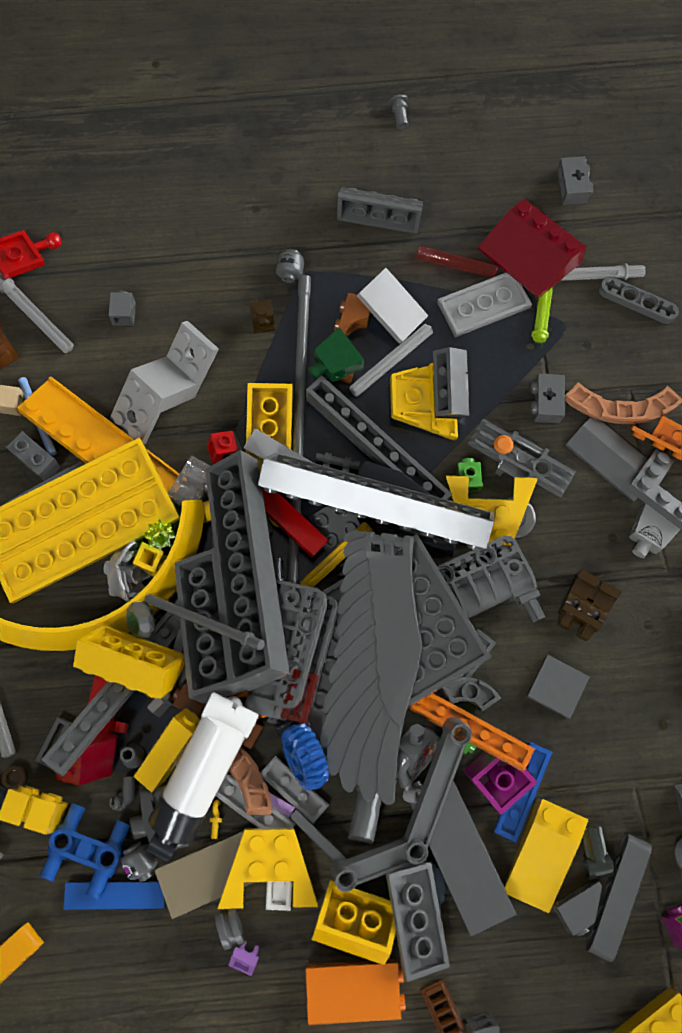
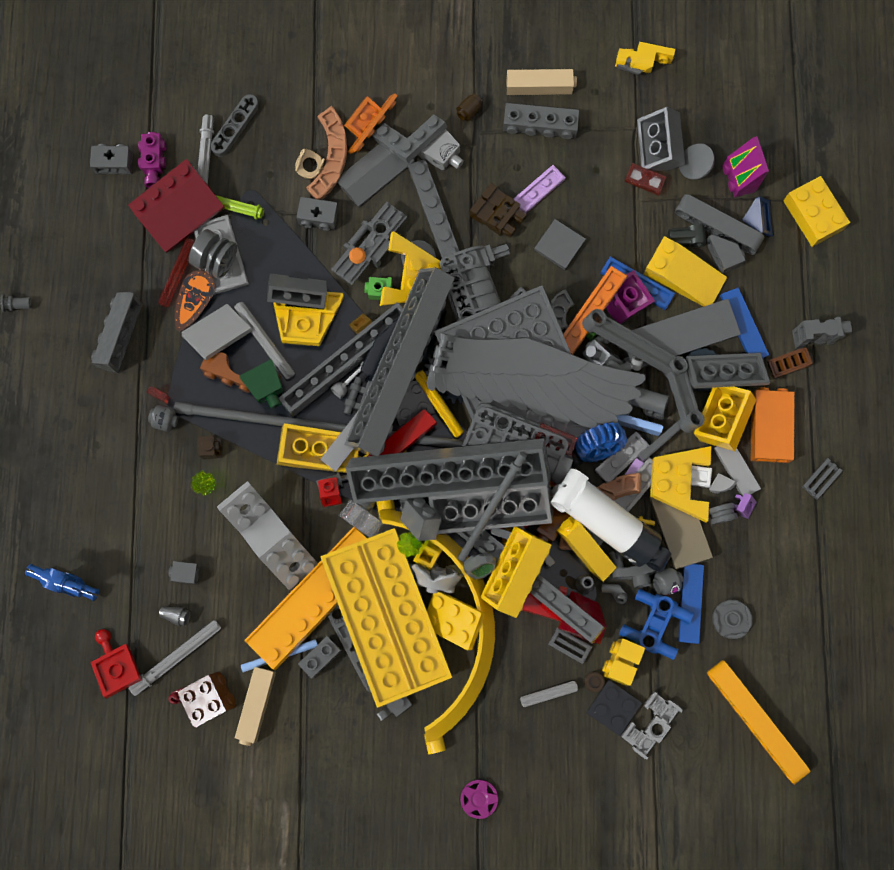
camera: 80 degrees left, 5 degrees up
(76, 306) = (176, 615): none -> flat silver cone
(76, 599) = (454, 619): none -> yellow plate
(97, 952) = (732, 619): none -> dark grey tile
(100, 186) = (62, 582): none -> blue piece
(186, 542) = (420, 519): none -> dark grey hinge
(221, 314) = (203, 483): none -> clear neon green gear
(270, 925) = (722, 484): none -> light grey tile
(288, 948) = (738, 470): none -> light grey tile
(315, 259) = (159, 395): none -> clear red tile
(336, 810) = (639, 424): none -> light blue tile
(344, 446) = (340, 388): none -> light grey hinge
(424, 459) = (360, 323): none -> pearl gold plate
(430, 281) = (193, 297): none -> sticker
(480, 287) = (212, 253): none -> dark grey wheel
(488, 942) = (749, 334): none -> blue tile
(578, 529) = (433, 208): none -> dark grey plate
(586, 220) = (152, 147): none -> magenta brick
(617, 375) = (304, 154): none -> tan piece
(625, 654) = (539, 188): none -> lavender tile
(639, 954) = (760, 216): none -> dark blue slope
(663, 790) = (645, 179): none -> clear red piece

